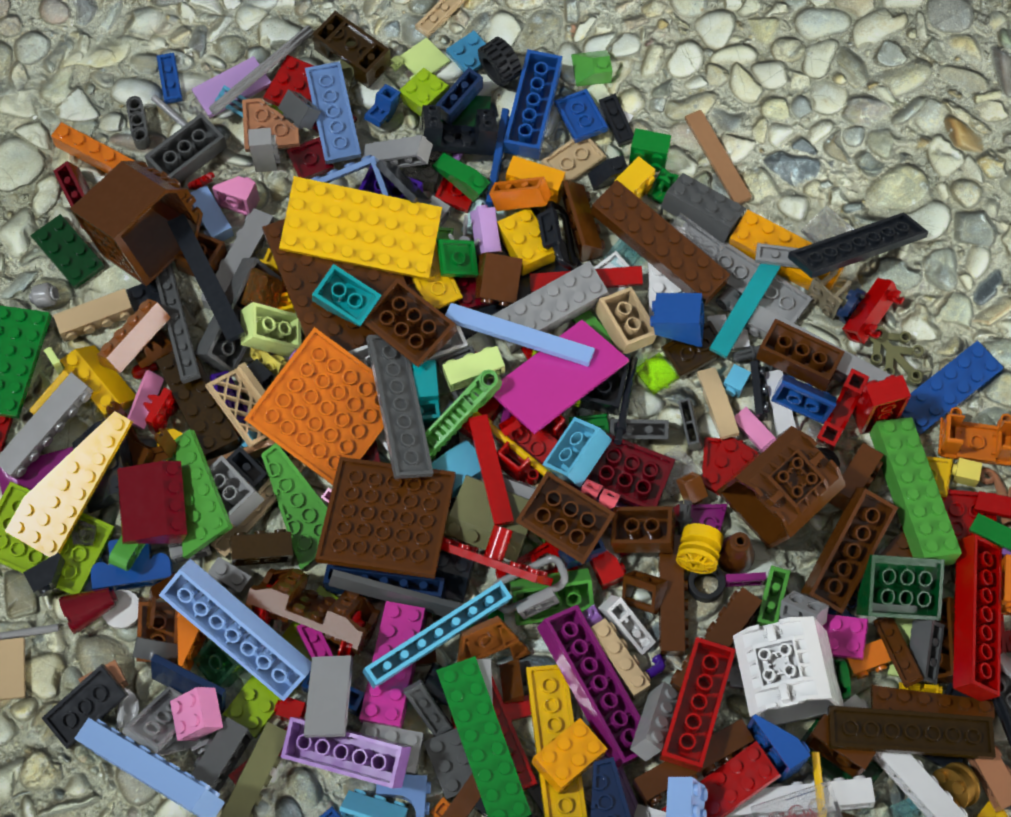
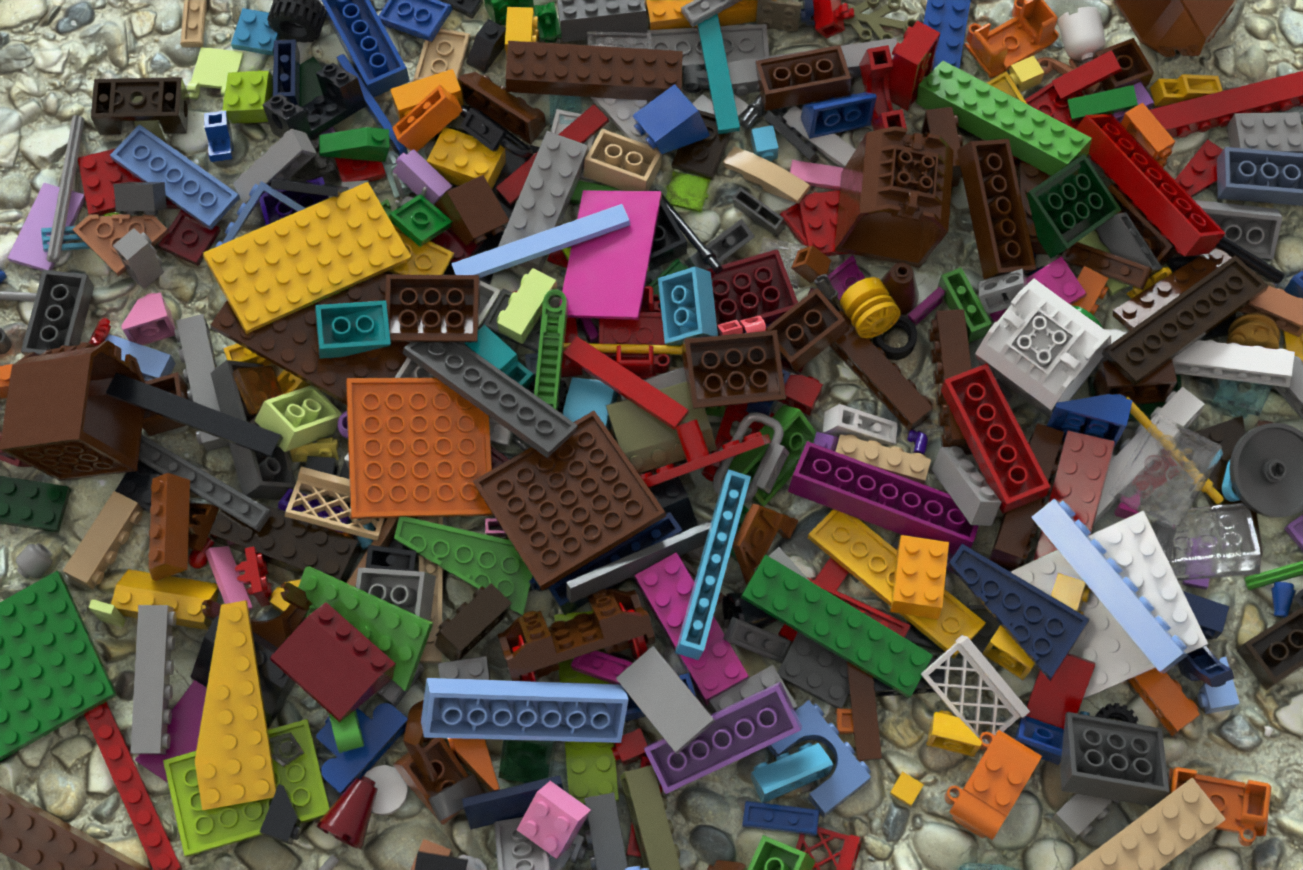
camera: 40 degrees left, 0 degrees up
(42, 399) = (127, 641): yellow tile -> none
(510, 425) = (605, 331): red tile -> none
(511, 681) = (807, 557): reddish brown slope -> none
(645, 581) = (848, 374): reddish brown tile -> none

